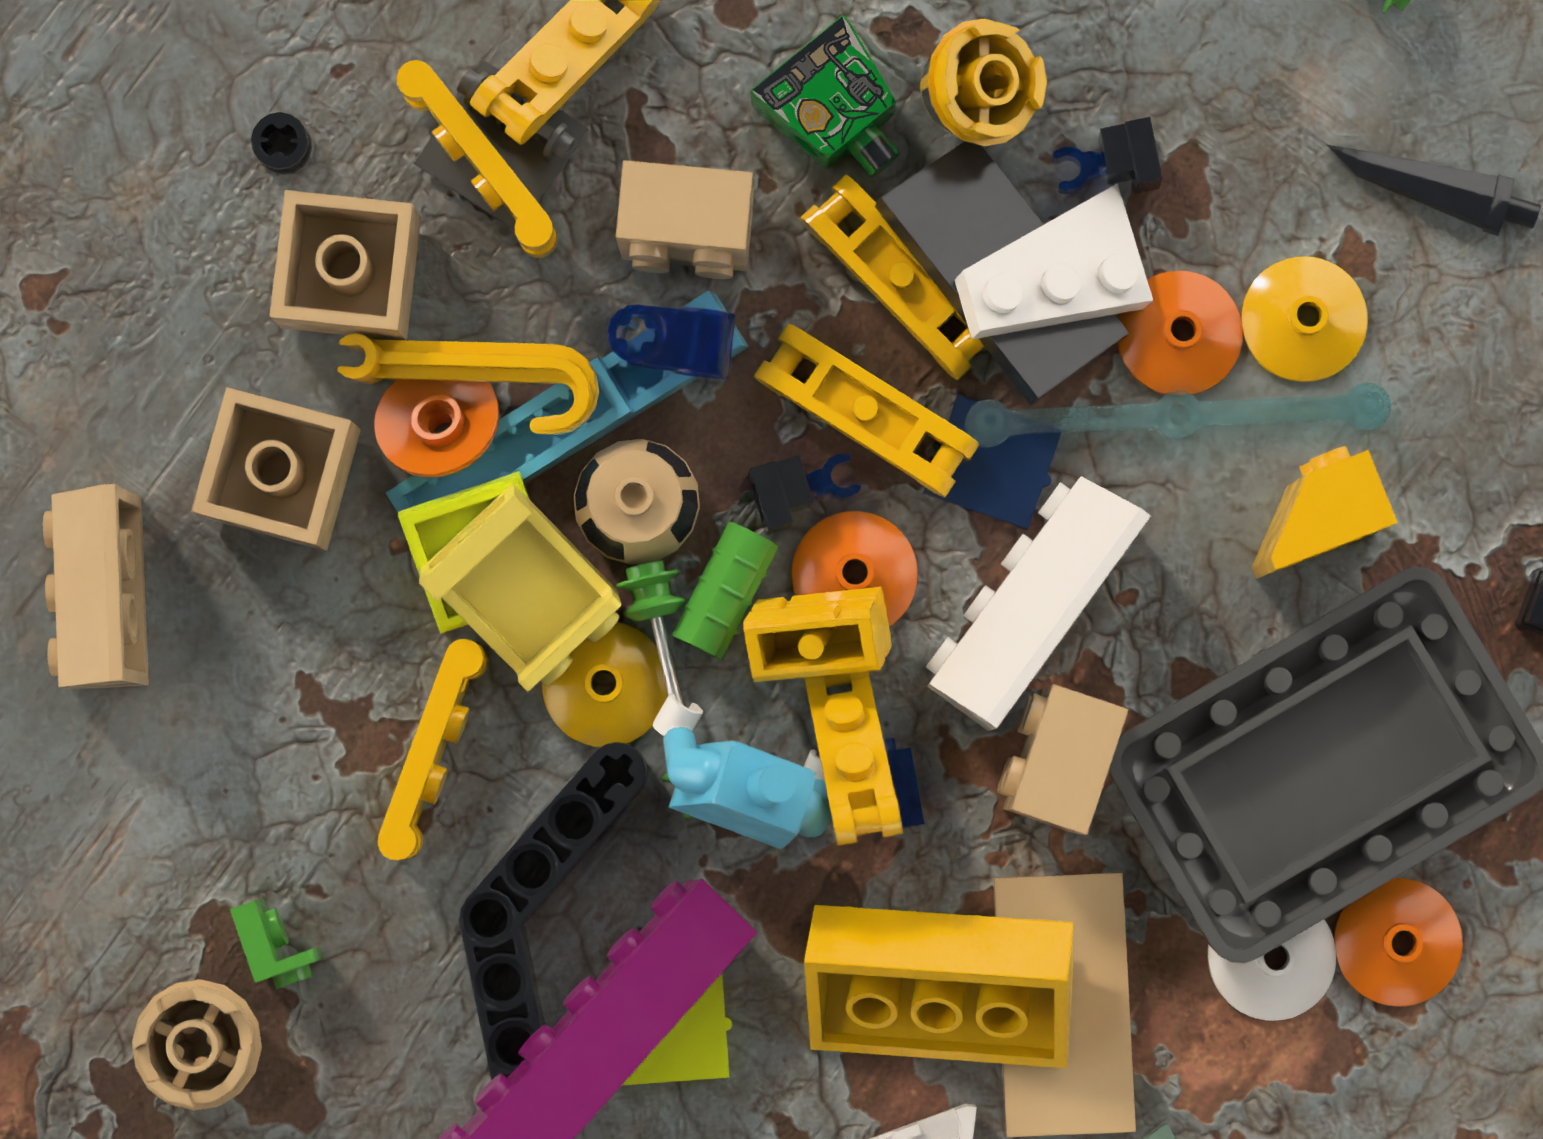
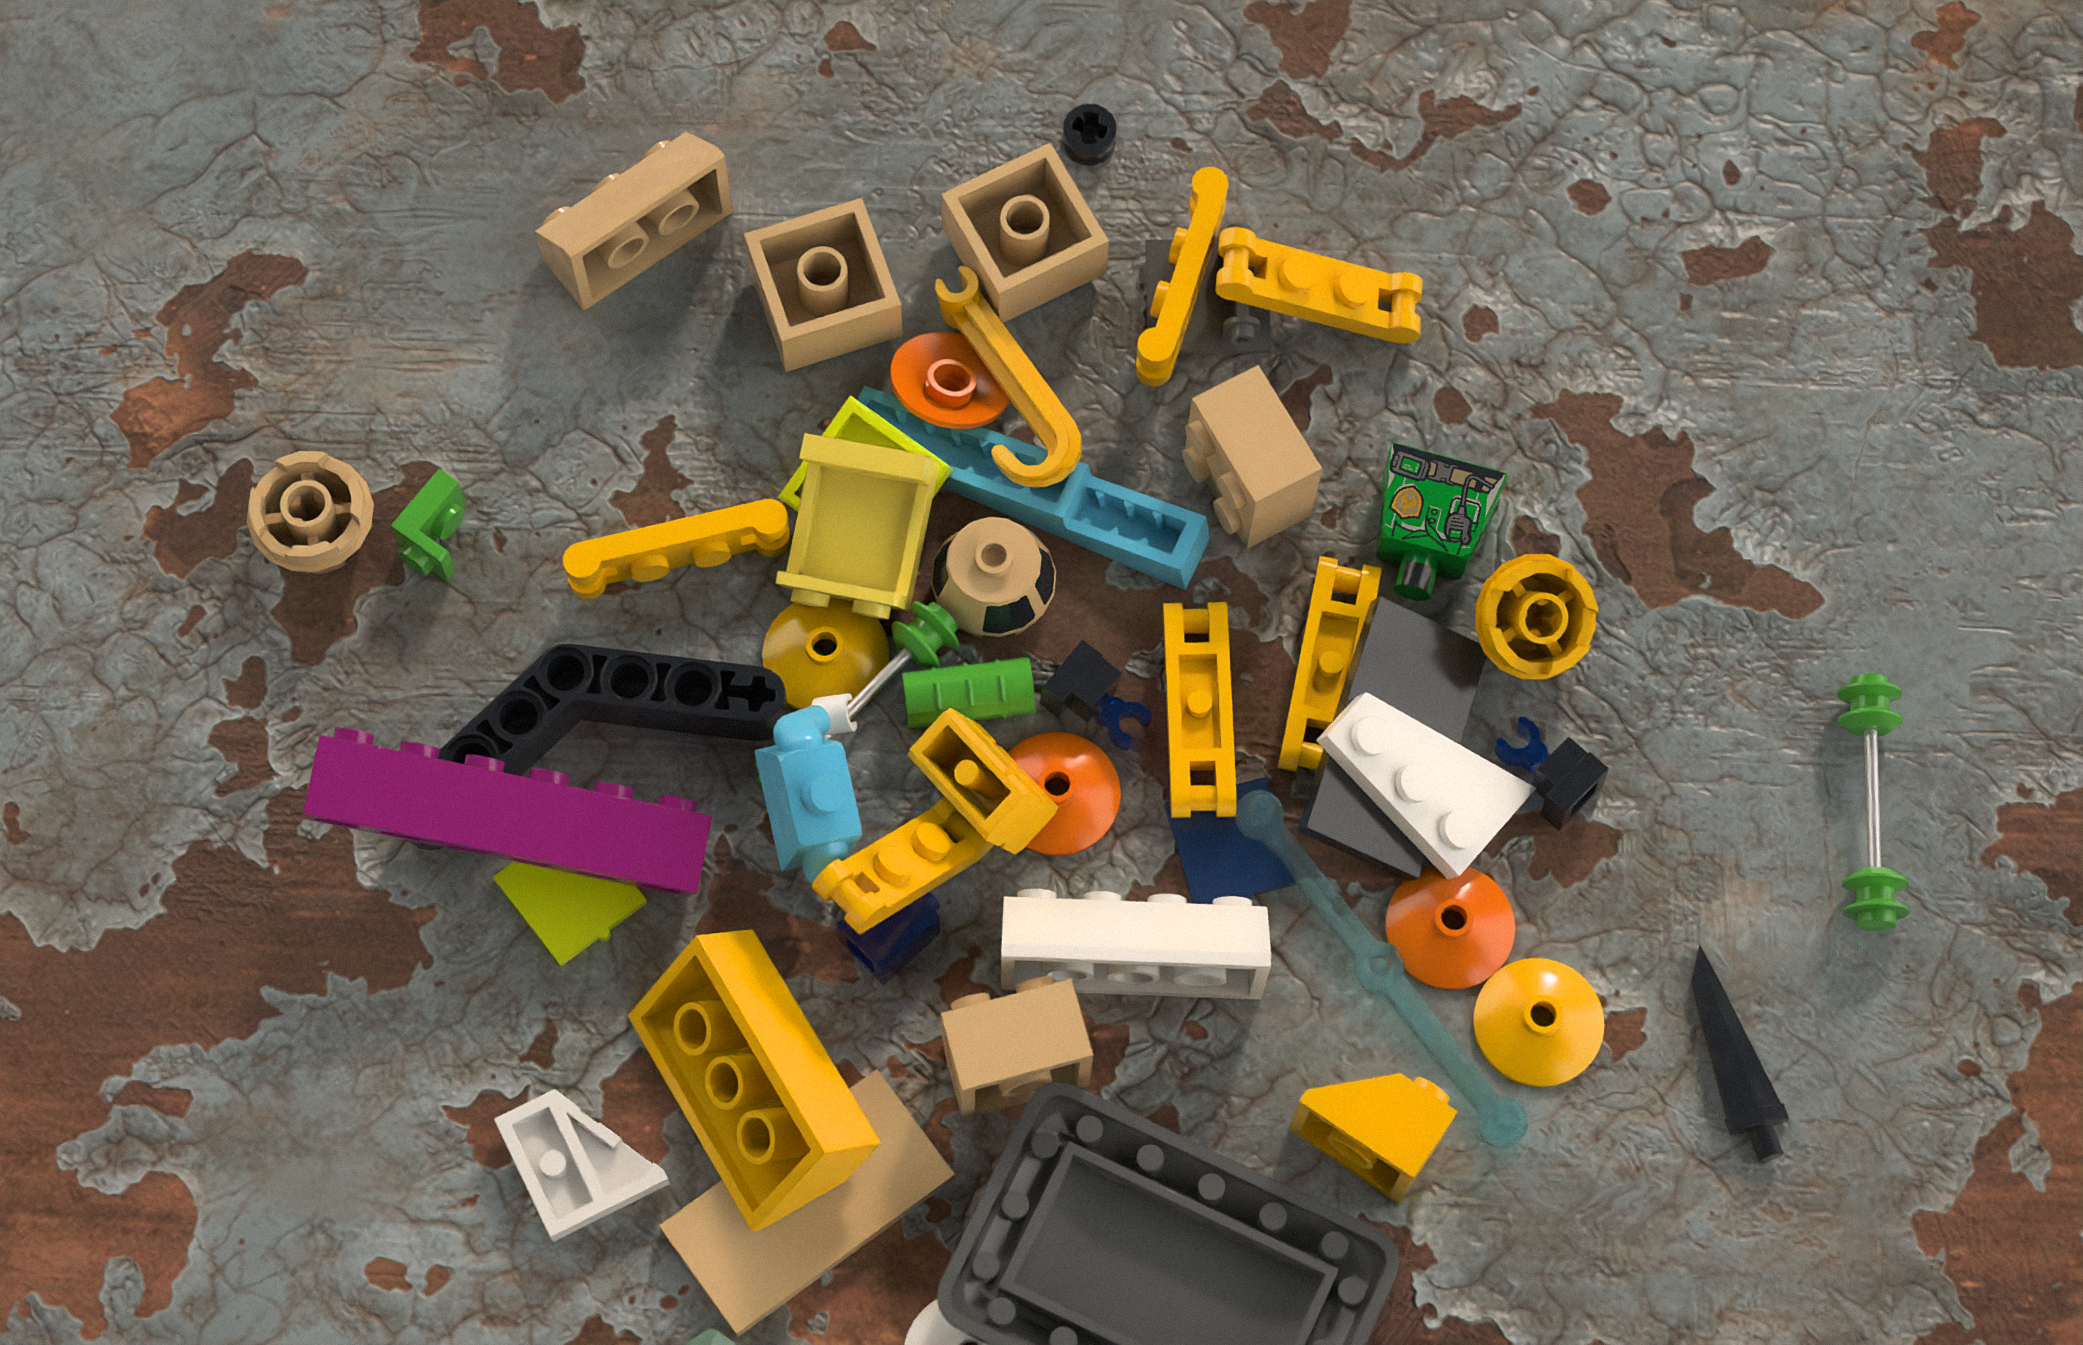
camera: 50 degrees right, 15 degrees down
(685, 340) = (1148, 513): clear blue piece -> none

